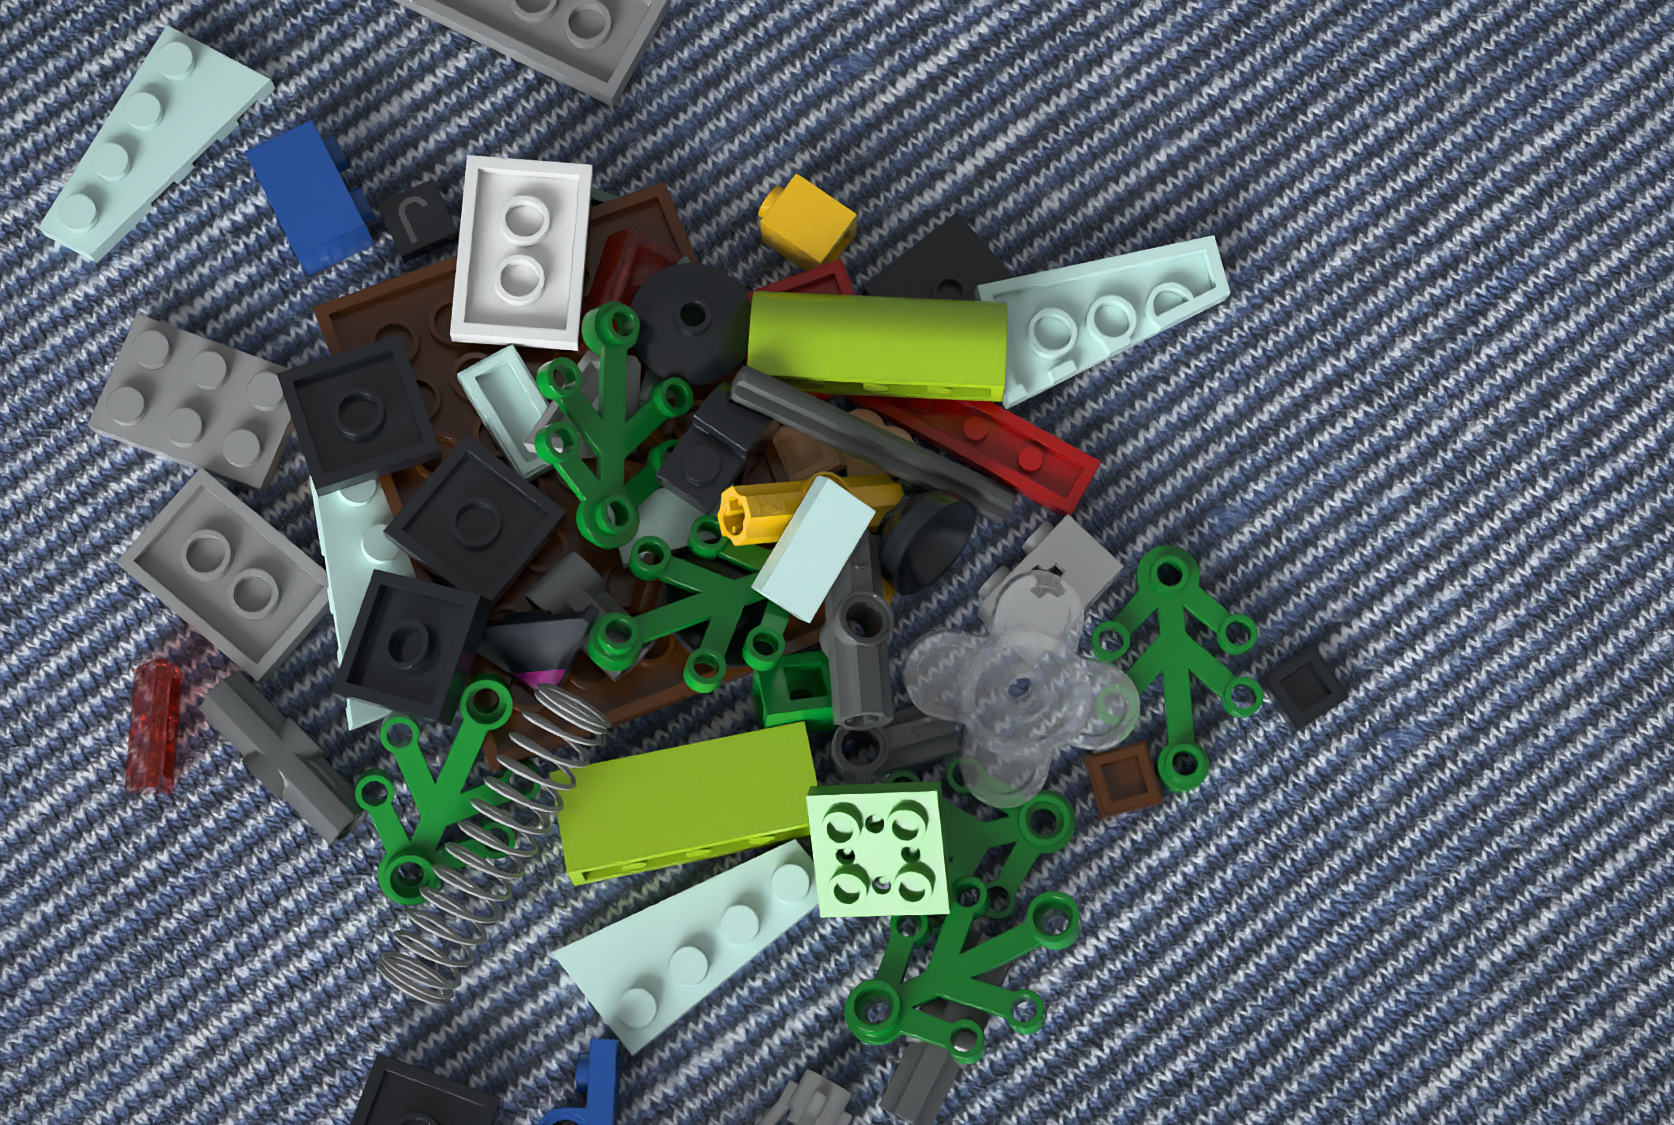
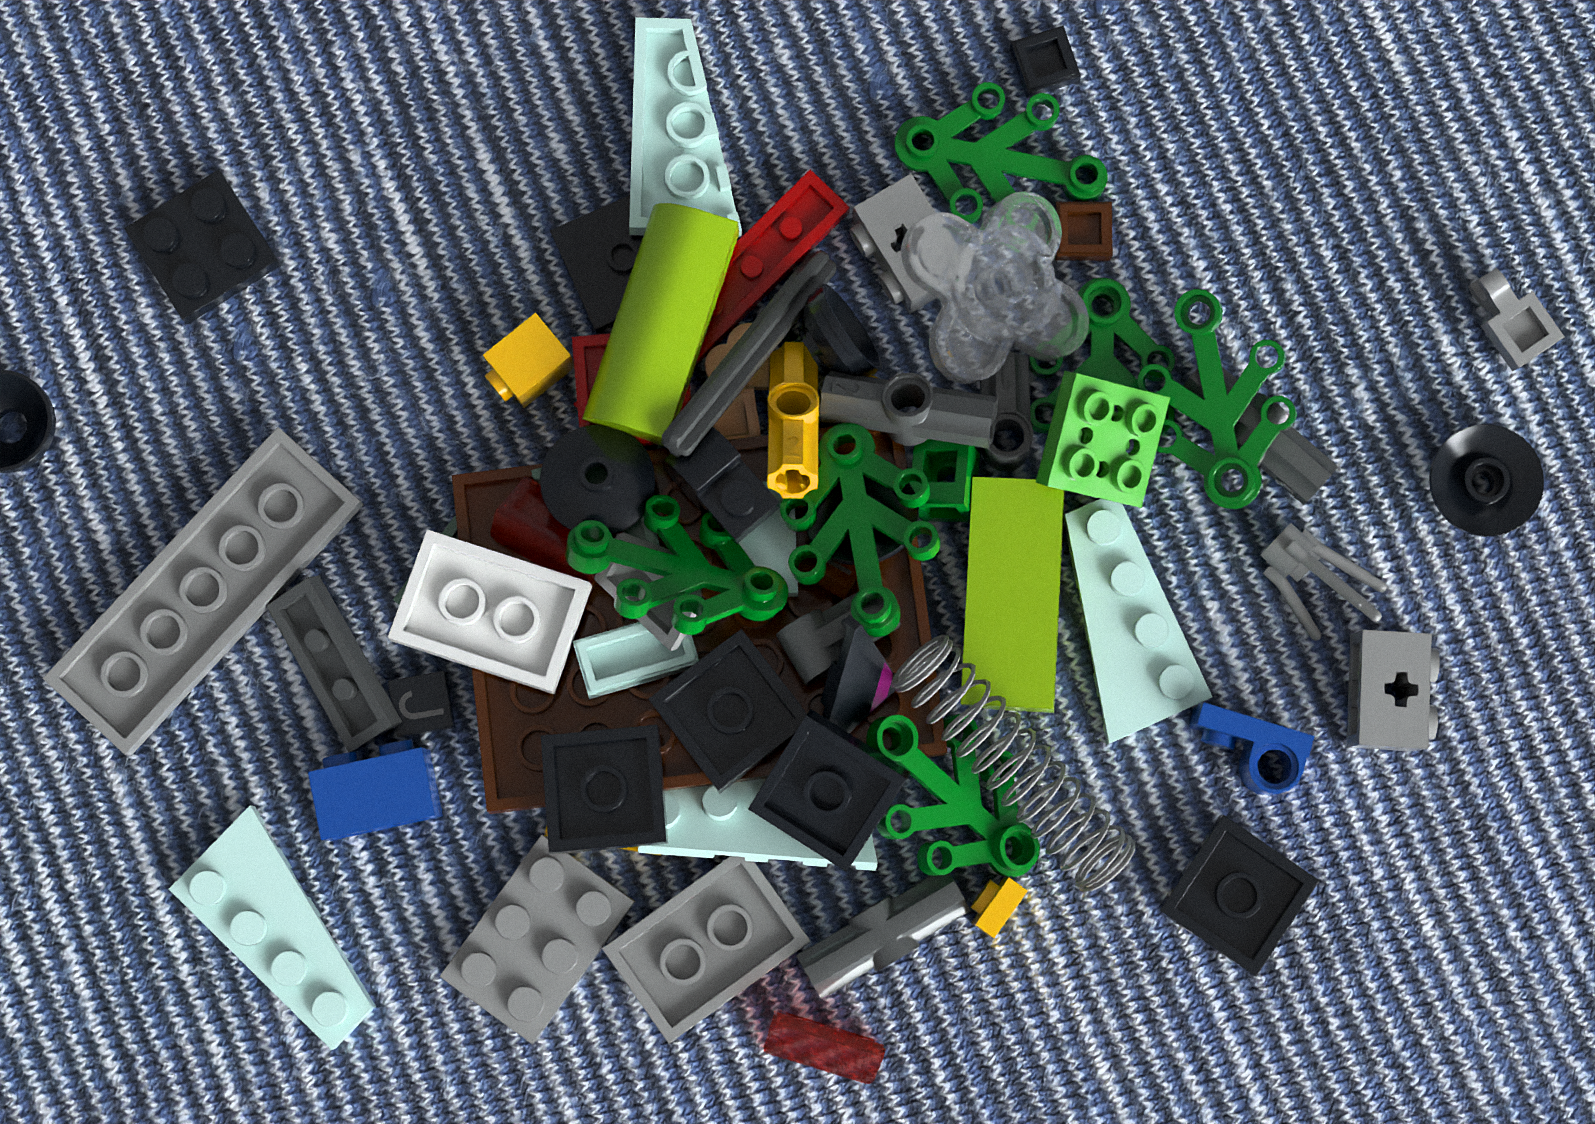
camera: 75 degrees left, 5 degrees up
(342, 870) = (996, 904): none -> yellow plate
(436, 120) = (334, 663): none -> dark grey plate
(813, 549) = (838, 421): light aqua tile -> none

